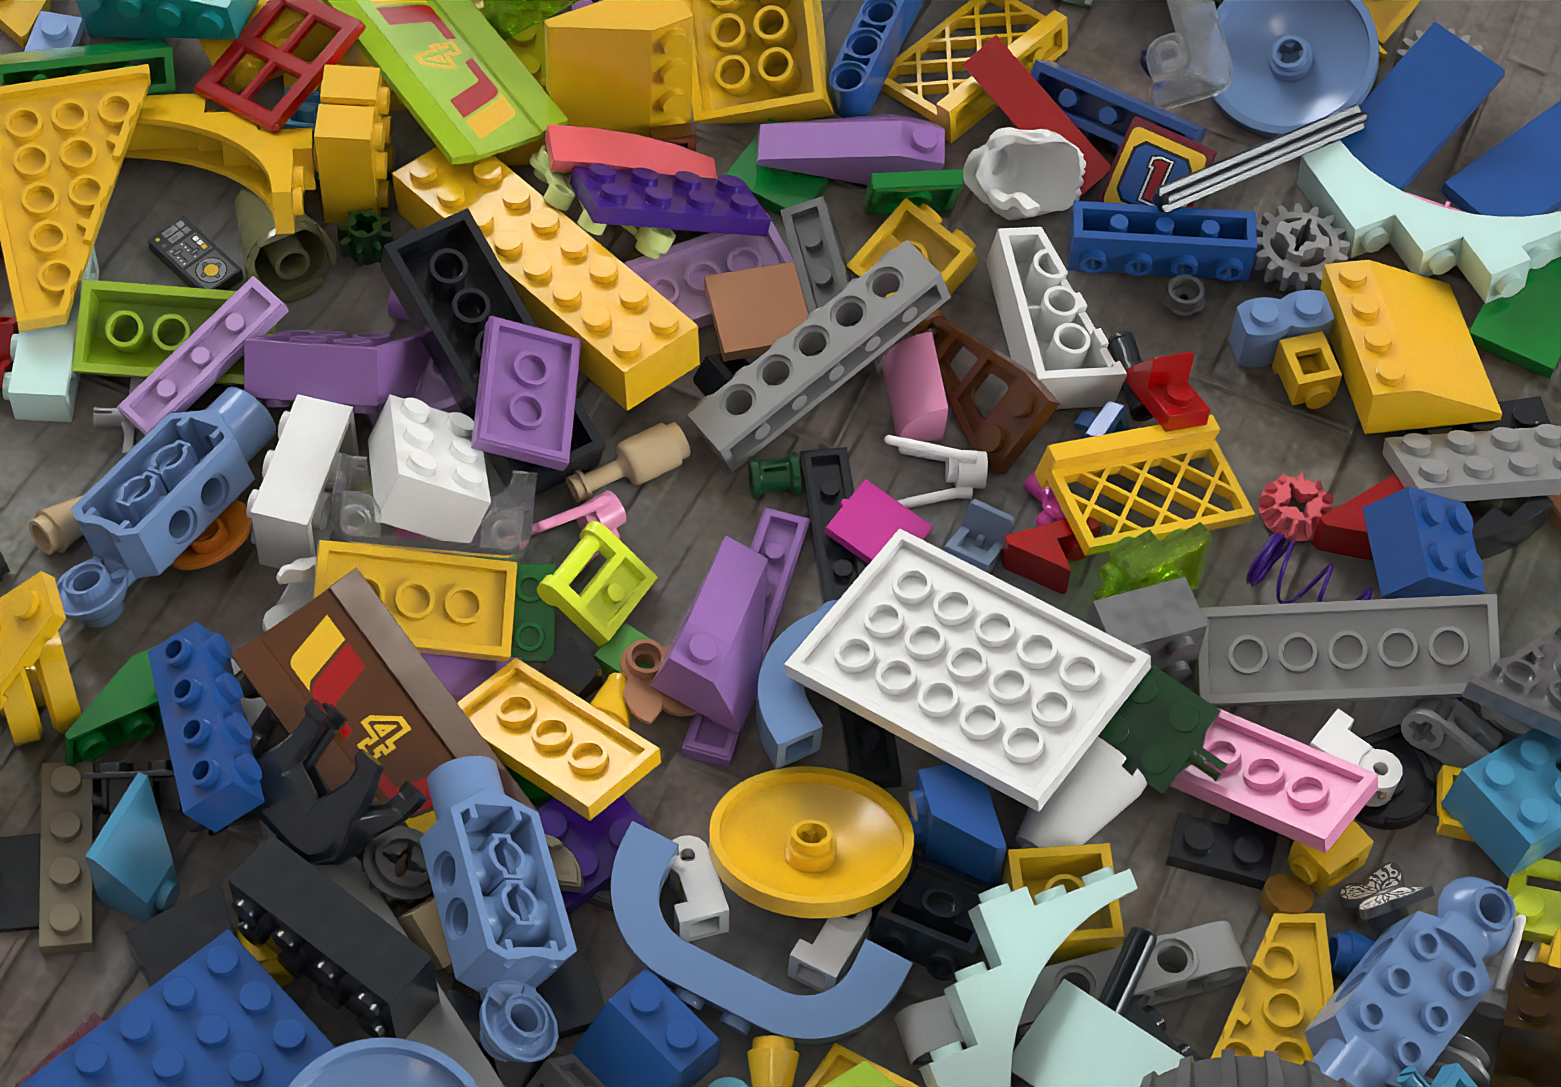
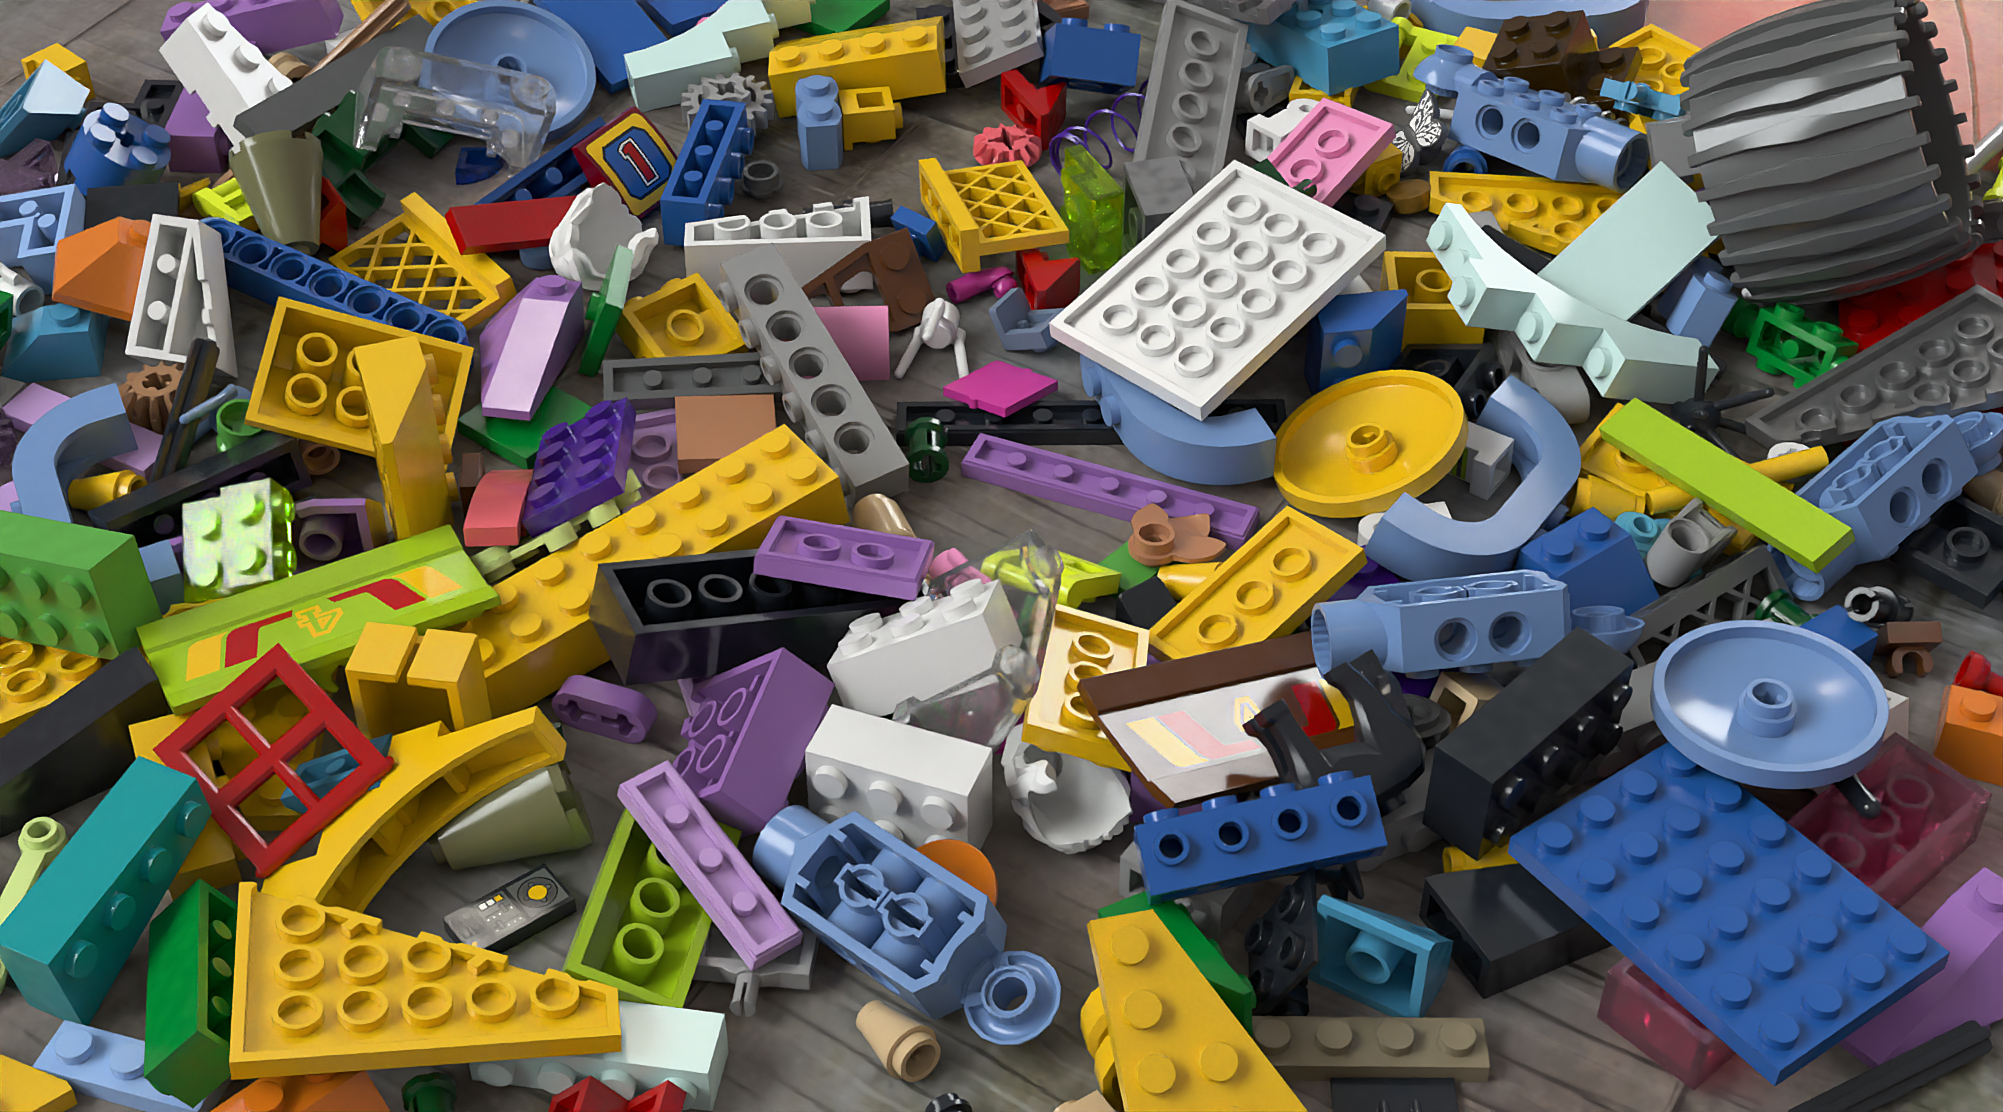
camera: 80 degrees left, 15 degrees down
(719, 643) = (1153, 482): medium lavender wedge -> none
(1165, 391) = (889, 179): red slope -> none
(1259, 158) = (641, 92): axle -> none

